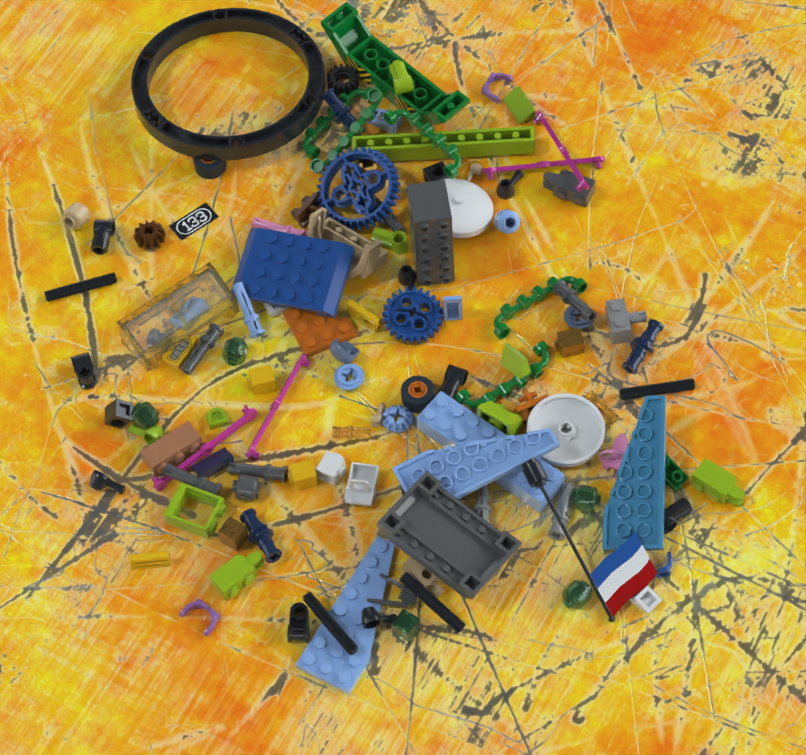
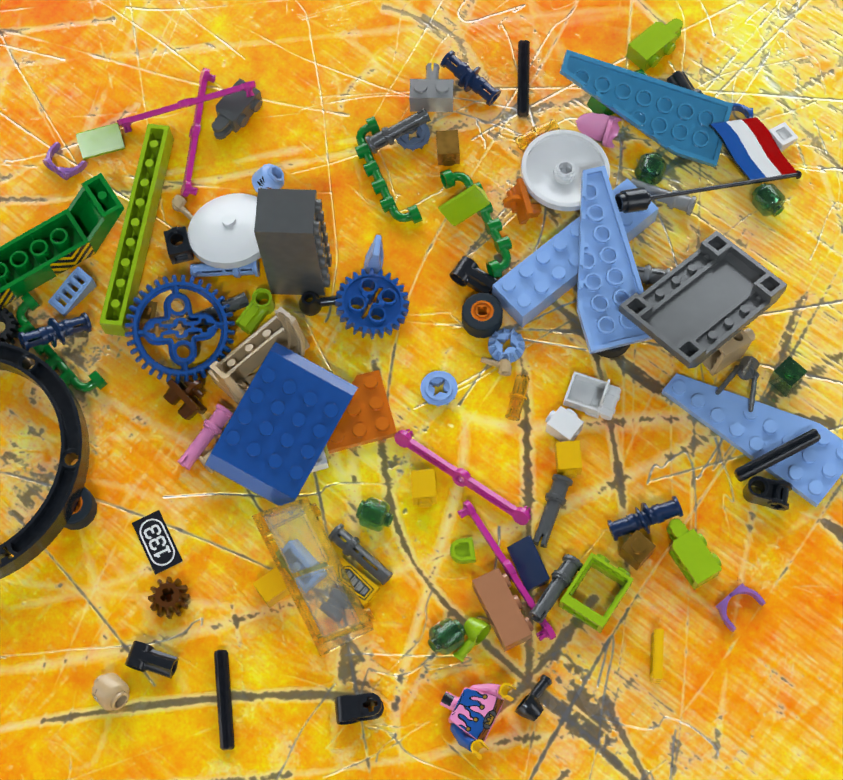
camera: 80 degrees left, 10 degrees up
(86, 444) = (475, 713): none -> torso
(118, 413) = (440, 668): brick -> none
(246, 488) = (574, 526): dark grey head -> none
(251, 318) = (333, 486): light blue pin -> none
(344, 351) = (405, 385): sand blue hair -> none
(356, 128) = (124, 373): green bar -> none
(363, 316) = (358, 357): yellow tile -> none
(371, 618) = (777, 407): black bar -> none
(401, 80) = (39, 249): lime piece -> none
(426, 130) = (120, 235): green bar -> none
(432, 602) = (765, 341): black axle -> none
(500, 418) = (538, 231): lime slope -> none
(508, 192) = (213, 182): black bar -> none

